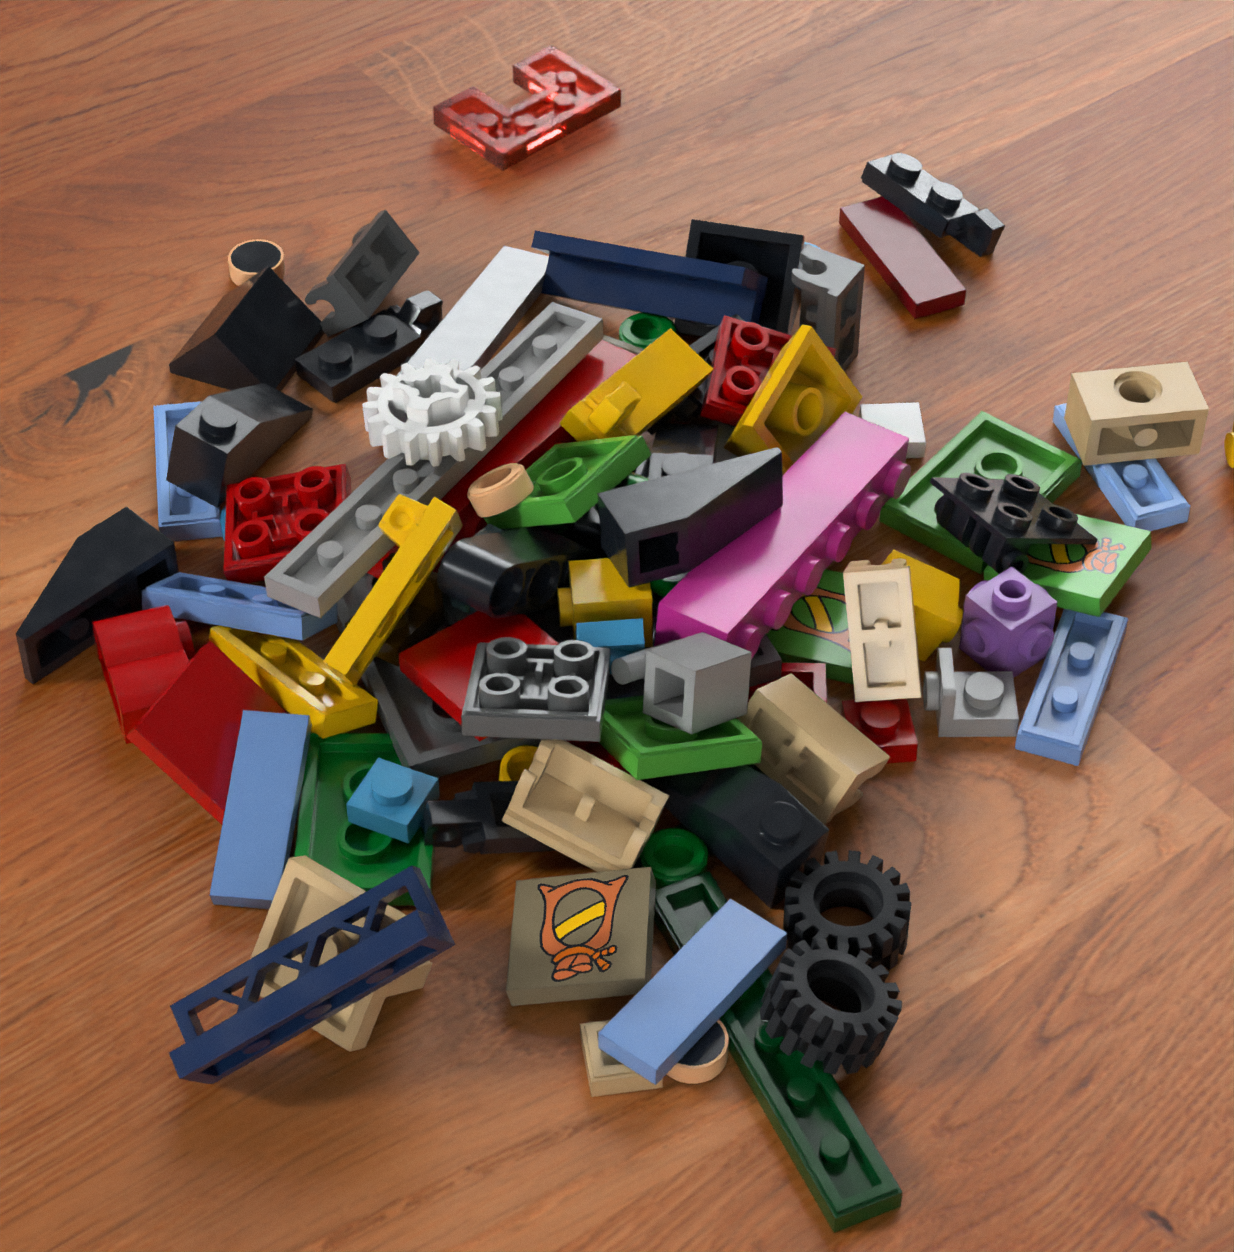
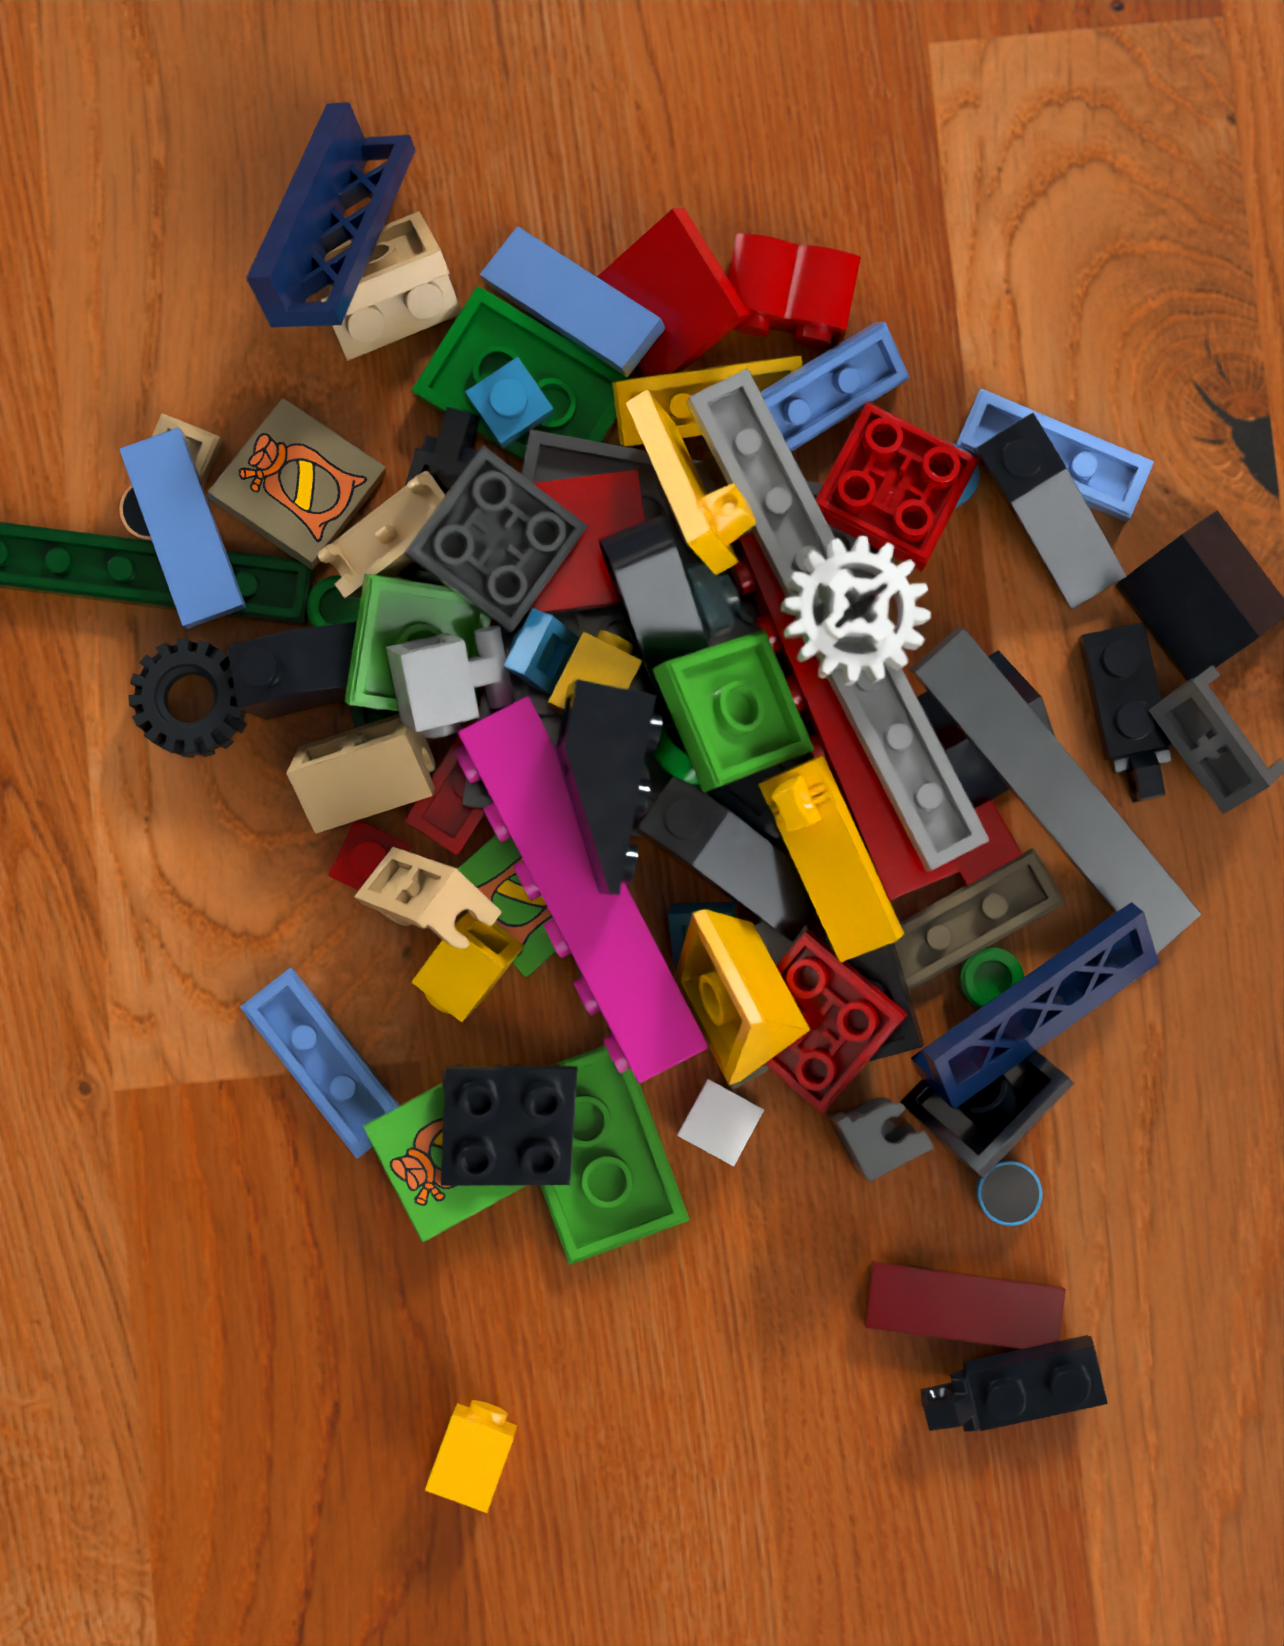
camera: 120 degrees right, 40 degrees up
(94, 582) = (926, 297): black slope -> none
(500, 489) = (755, 643): light nougat tile -> none
(818, 1031) = (69, 638): black tyre -> none
(970, 701) = (352, 958): light grey bracket -> none
(1007, 623) = (424, 1038): medium lavender brick -> none
(1135, 413) = (547, 1373): tan brick -> none
(1136, 489) = (554, 1305): light blue tile -> none

